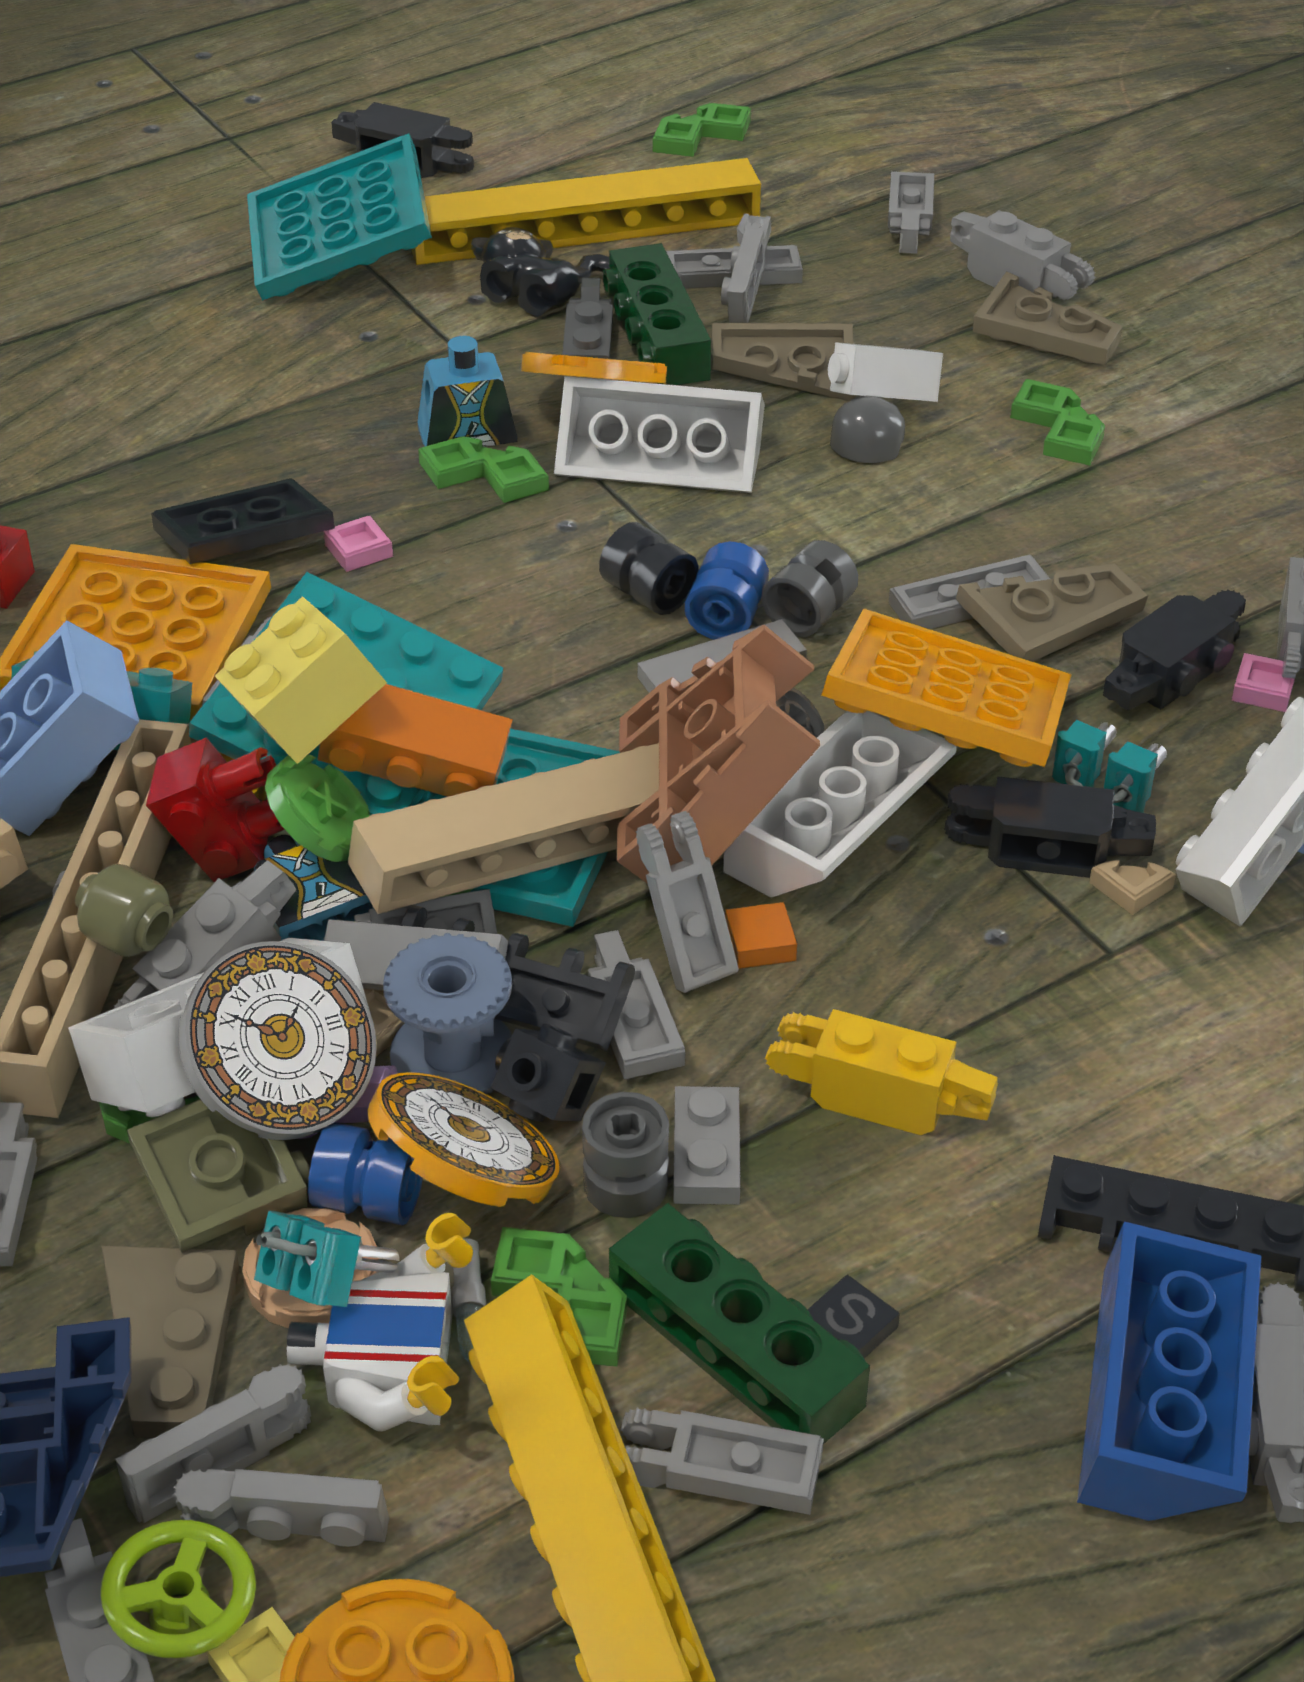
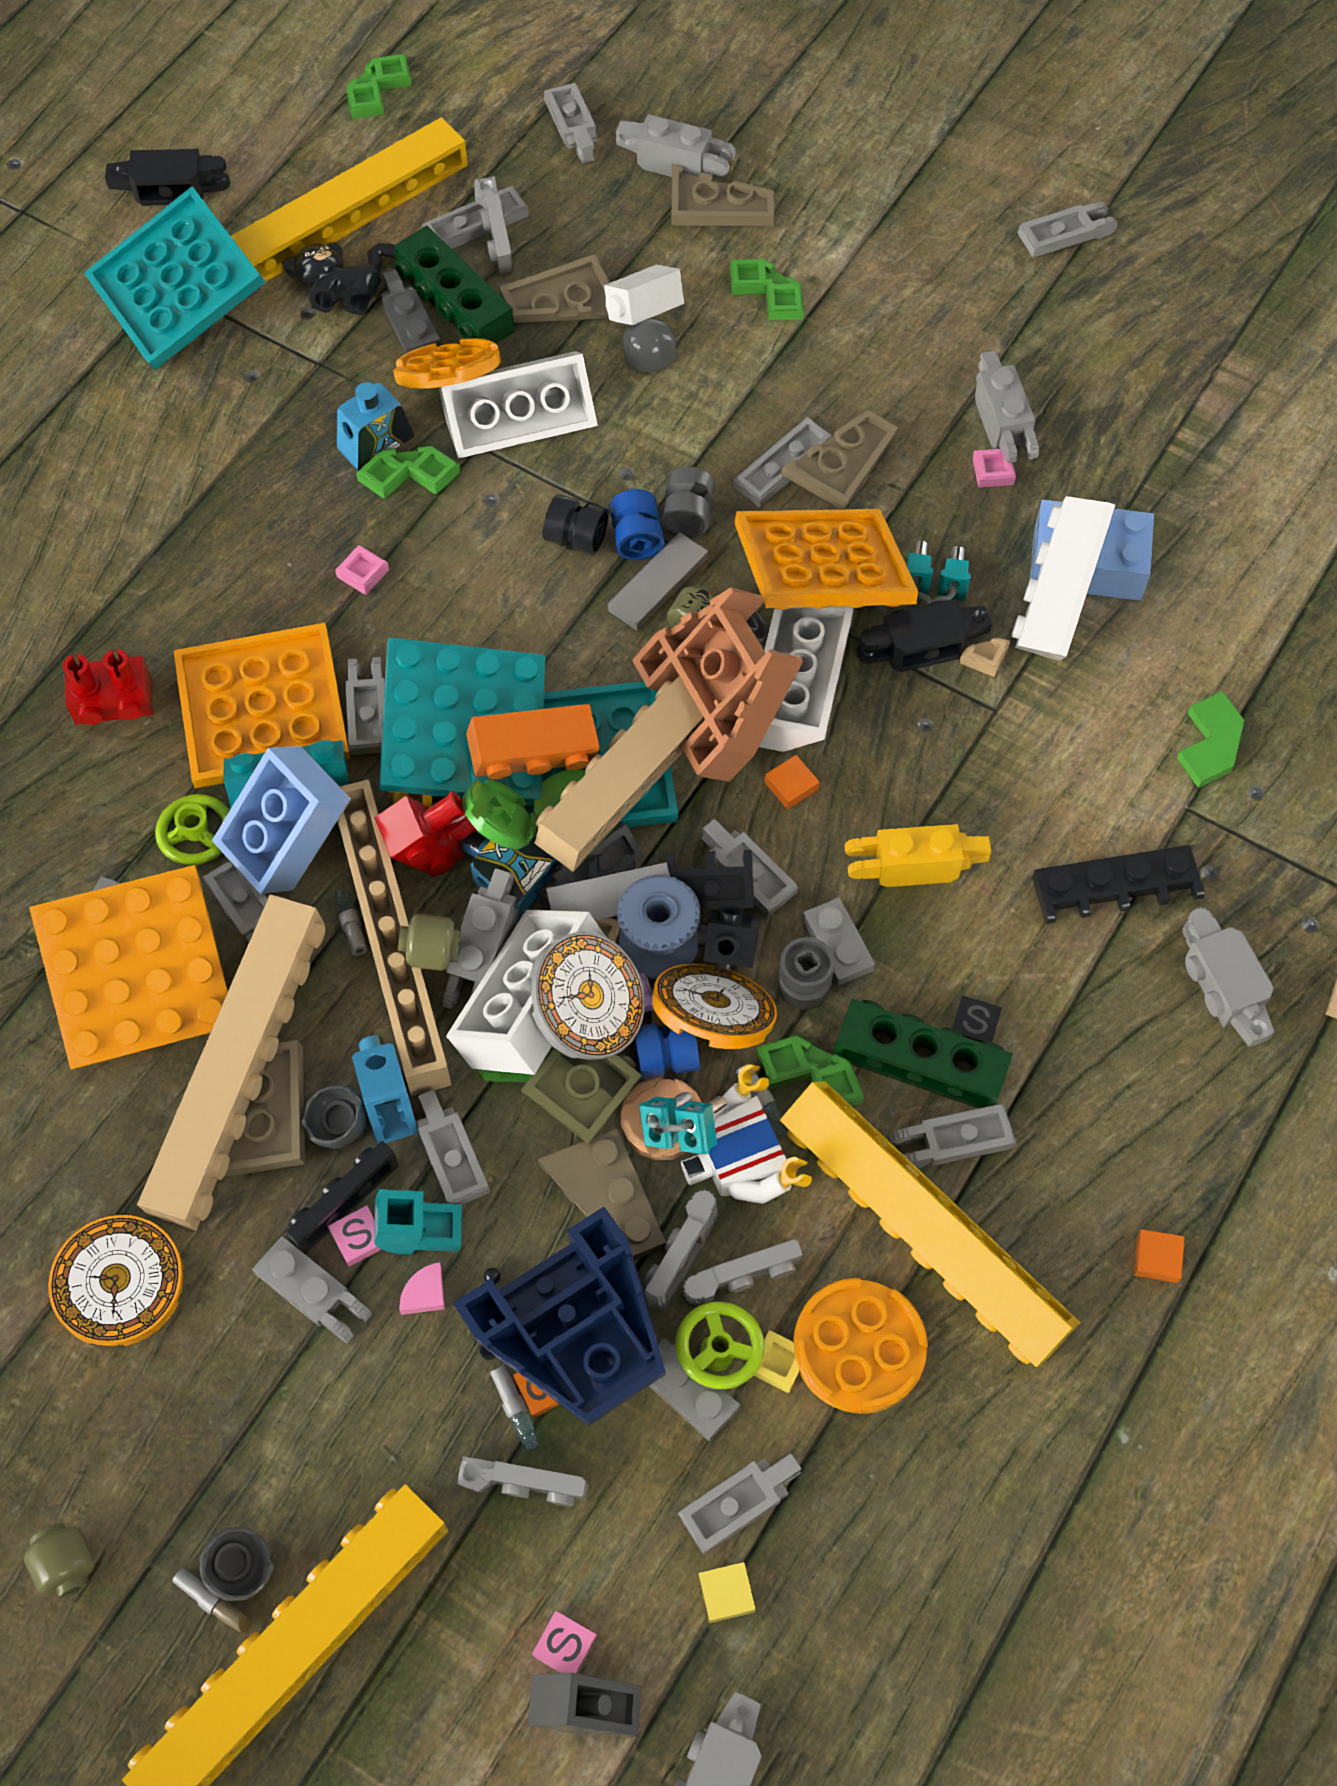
camera: 25 degrees left, 20 degrees up
(242, 520) = (277, 584): black tile -> none
(300, 678) = (457, 739): light yellow brick -> none
(687, 905) = (754, 789): light grey hinge -> none
(1171, 1376) = (1165, 988): blue slope -> none
(1175, 649) = (933, 466): black hinge -> none

